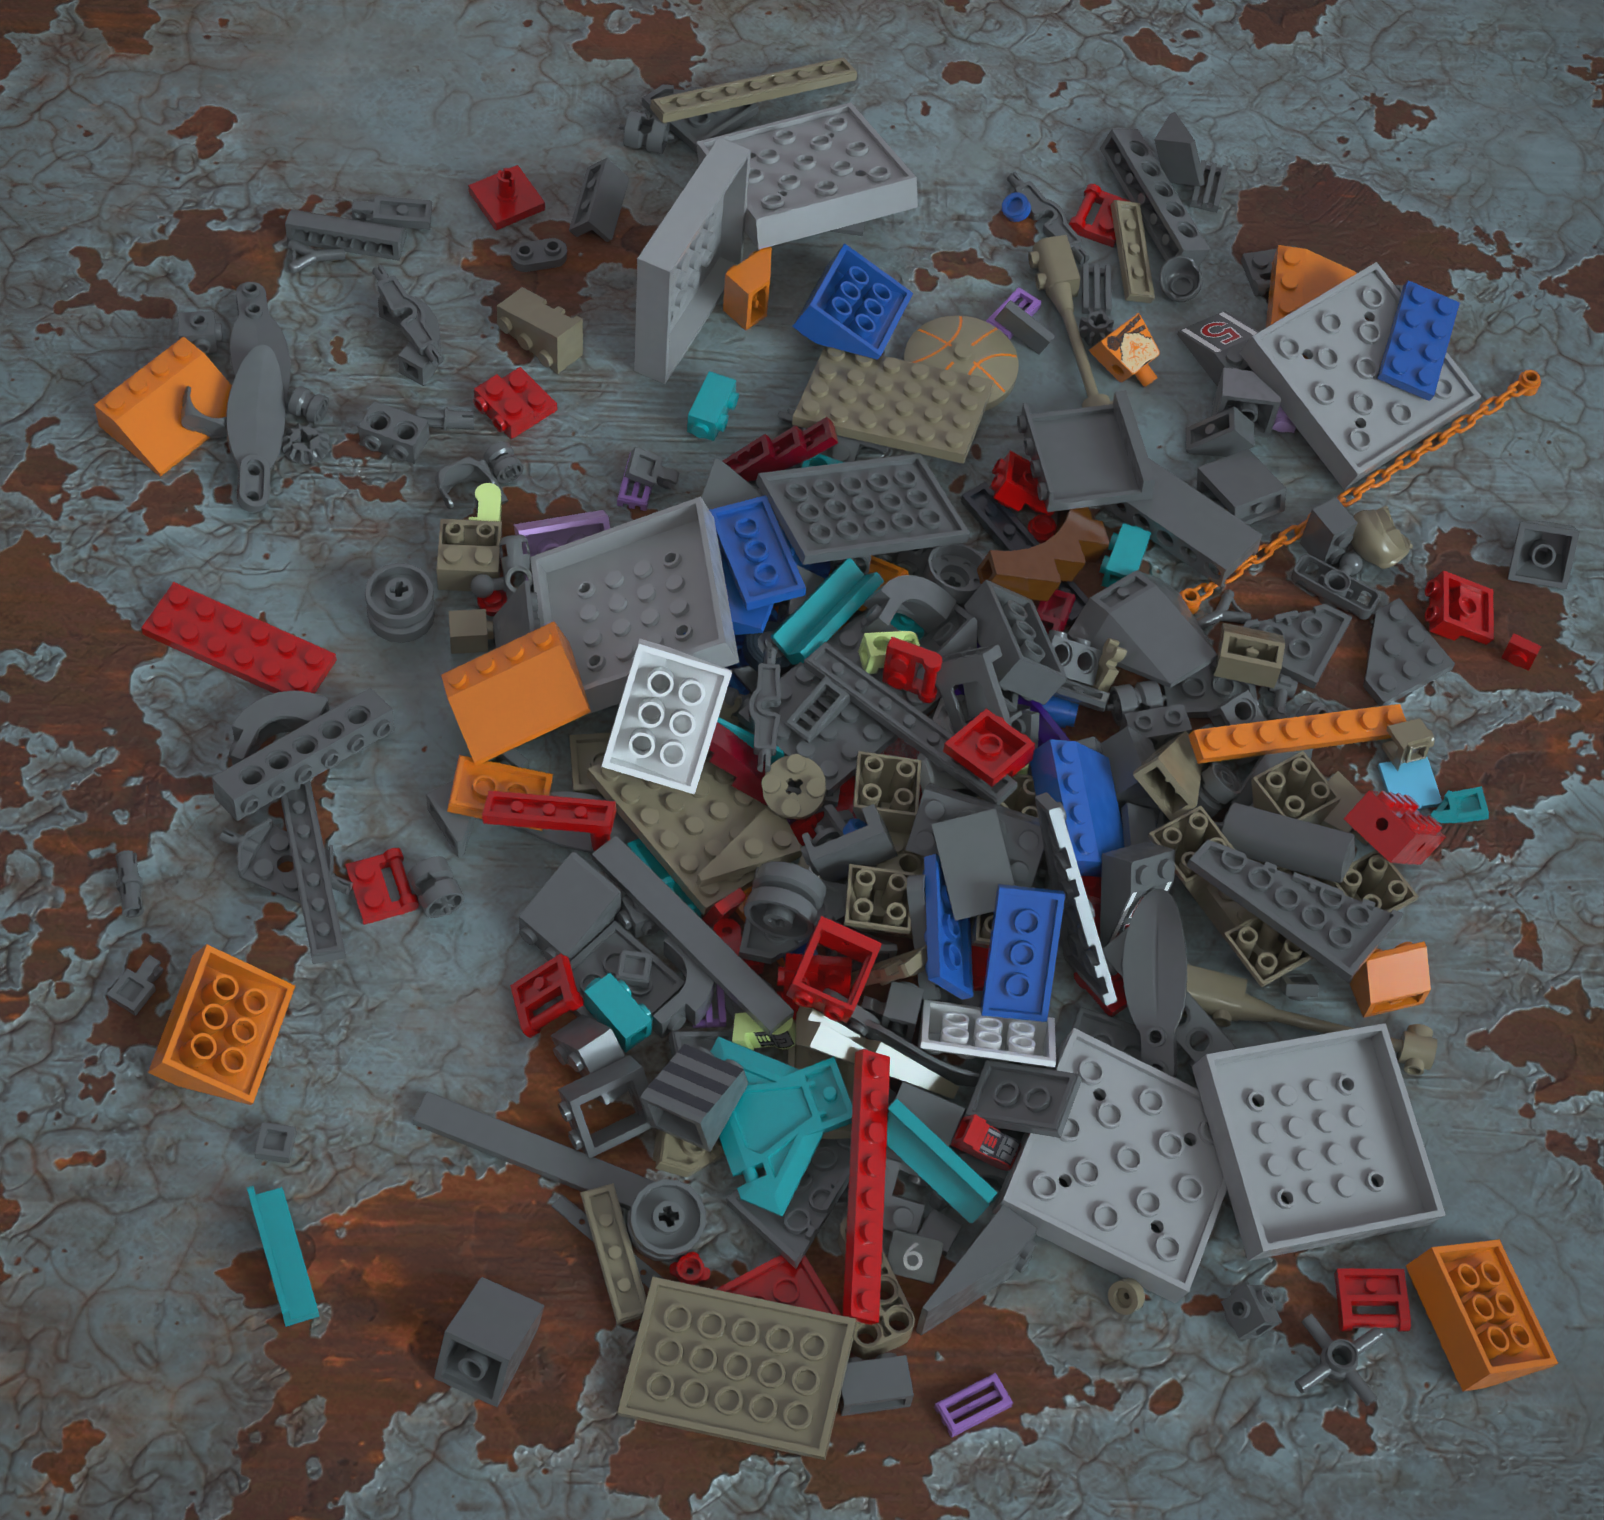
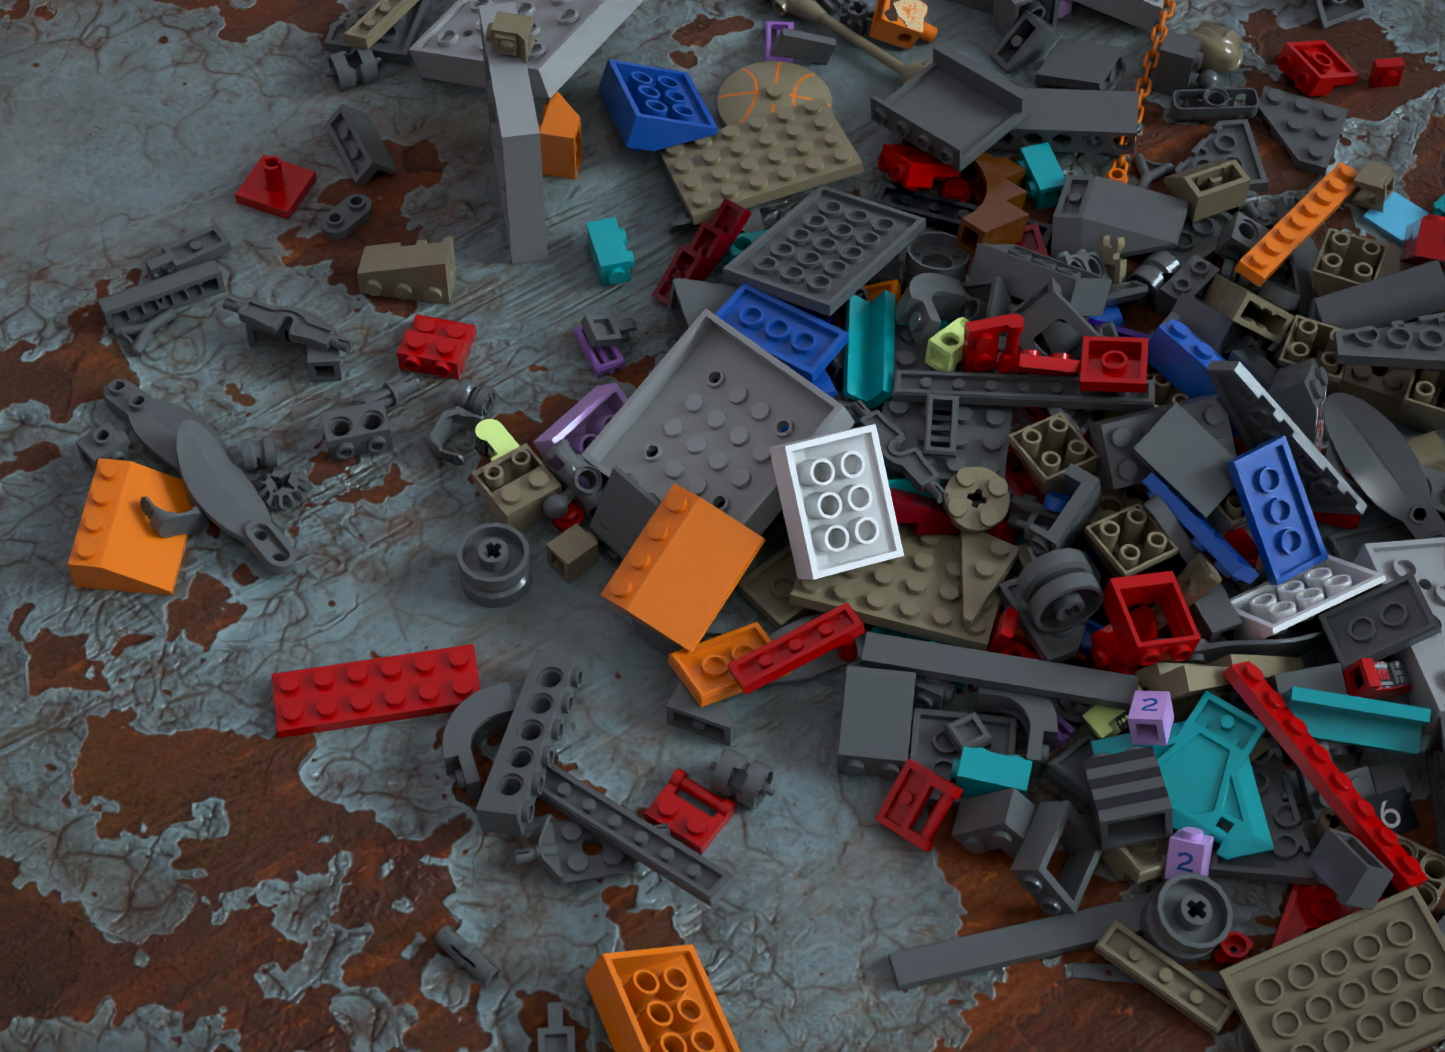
camera: 30 degrees left, 5 degrees down
(713, 1176) = (1188, 852): none -> lavender brick
(714, 177) = (511, 34): none -> dark tan window
(769, 1048) = (1150, 718): none -> lavender brick
(813, 1269) = (1349, 869): none -> dark grey piece
(925, 704) = (1030, 362): none -> red plate

